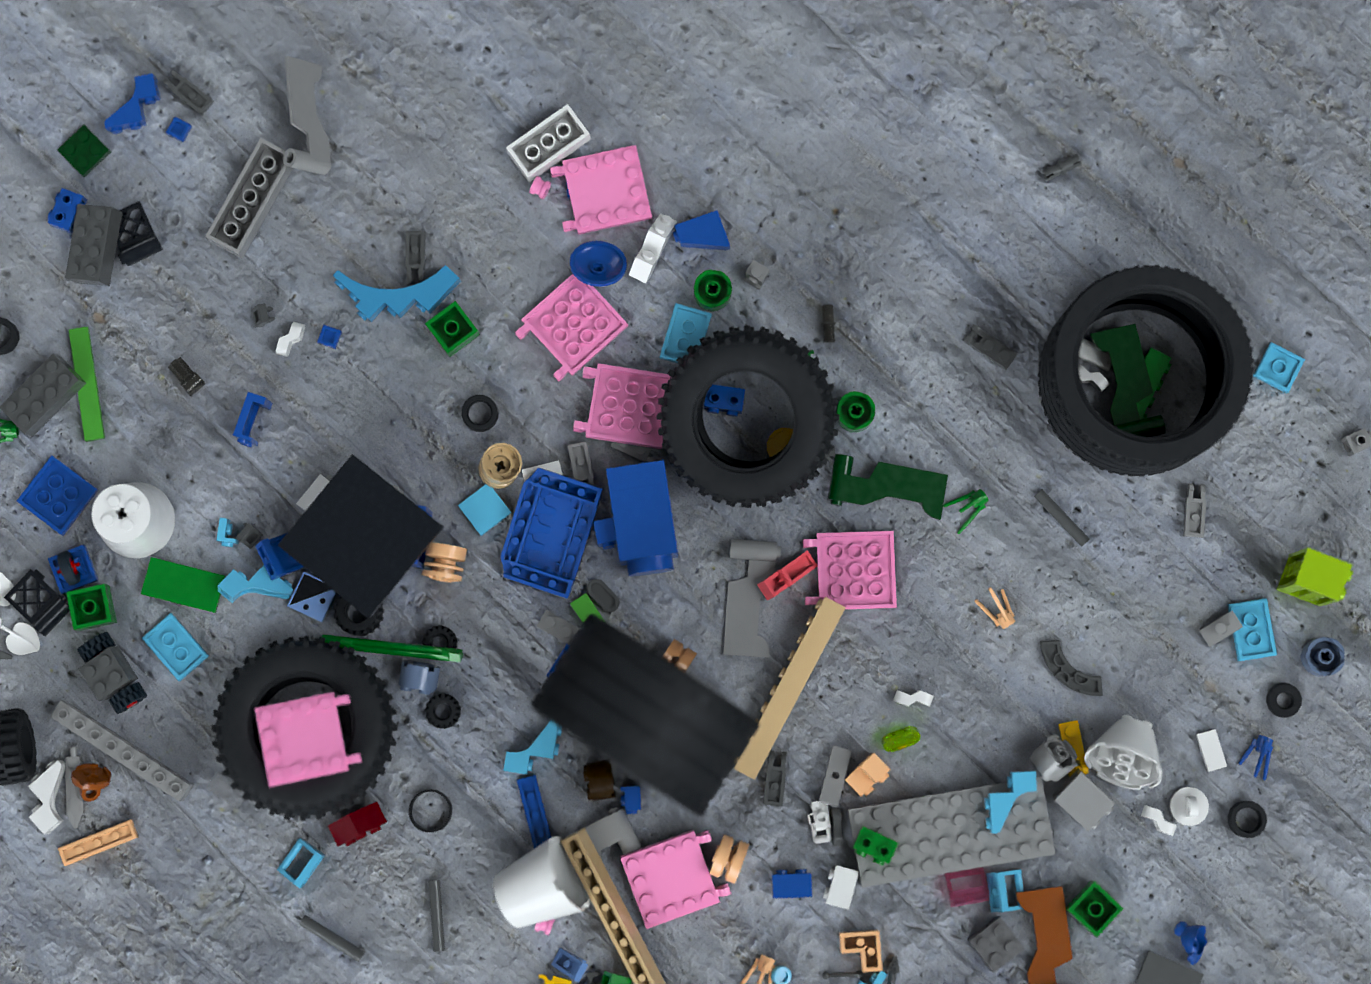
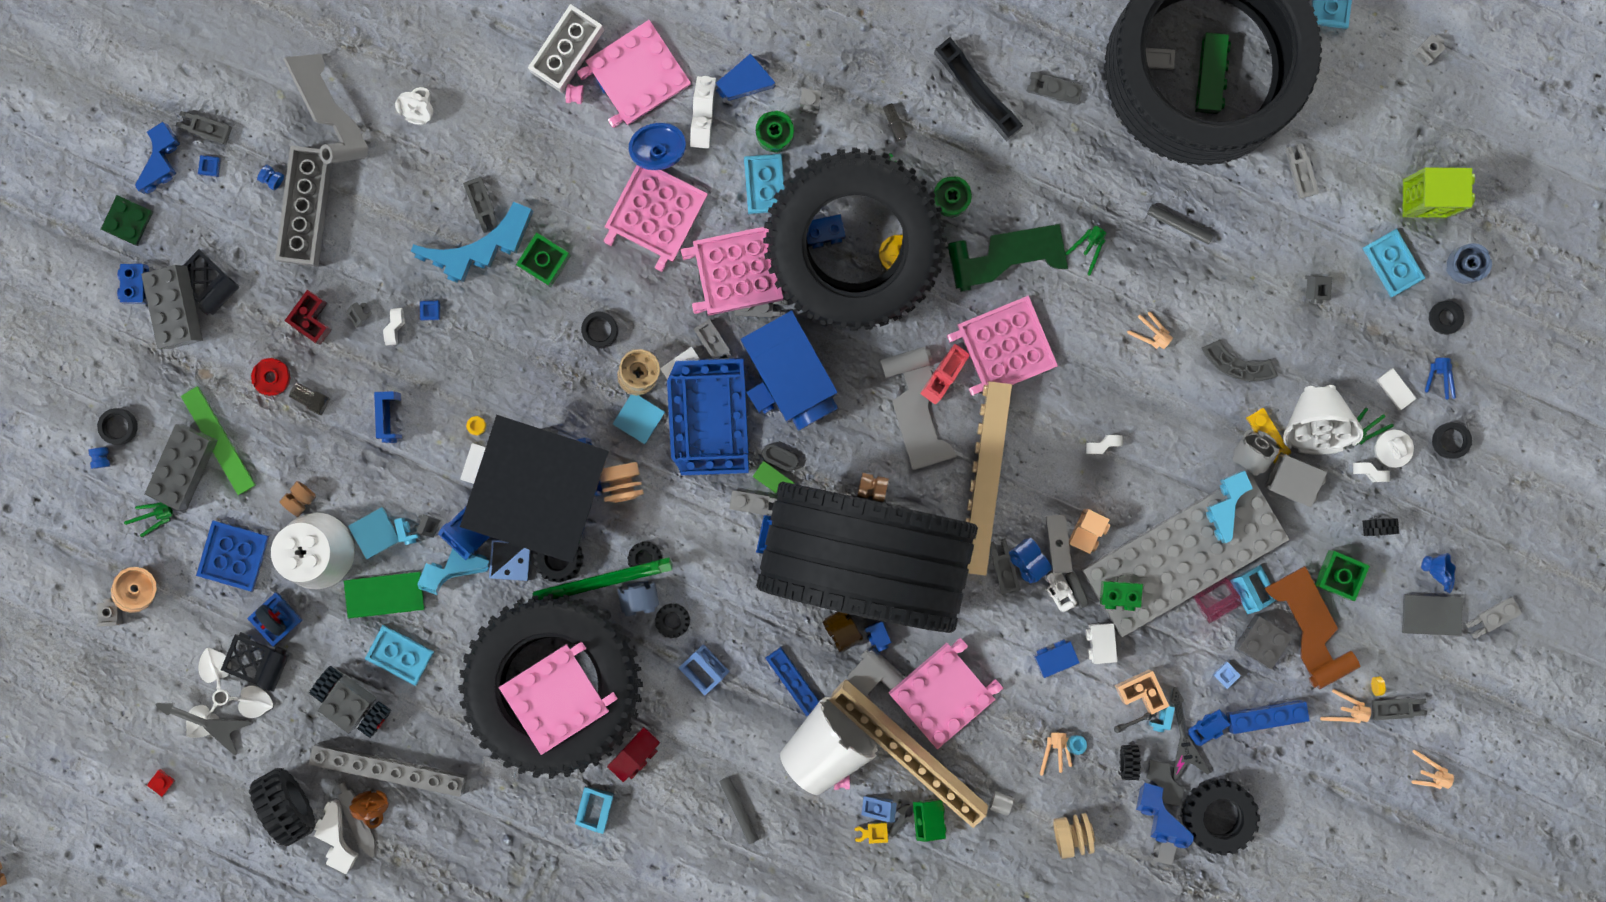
camera: 25 degrees left, 5 degrees up
(91, 607) = (306, 648): green brick -> none
(98, 842) = (399, 862): light nougat tile -> none
(139, 464) = (297, 499): none -> medium nougat wheel
(163, 353) = (281, 381): none -> red tile
(196, 524) = (374, 533): none -> medium azure tile
(211, 300) = (304, 317): none -> dark red brick
(230, 160) = (270, 177): none -> blue wheel
(330, 459) = (476, 425): none -> yellow tile
(332, 938) = (650, 867): dark grey piece -> none
(388, 145) = (415, 106): none -> white tile
(411, 805) = (696, 736): black tyre -> none
(462, 767) = (709, 663): none -> medium blue tile
(543, 746) = (778, 618): medium azure arch -> none
(728, 858) = (990, 657): light nougat wheel -> none
(801, 782) = (1030, 560): none -> blue brick
(900, 738) = (1106, 486): clear neon green plate -> none
(911, 307) = (962, 71): none -> black arch
(949, 963) = (1226, 675): none -> light blue tile
(1097, 380) = (1166, 82): white piece -> none
(1131, 380) = (1199, 71): dark green door -> none
(1148, 875) = (1380, 527): none -> black tyre
(1162, 785) = (1365, 438): none -> green plant
(1171, 627) = (1318, 288): none -> dark grey brick
(1221, 628) = (1365, 272): light grey tile -> none

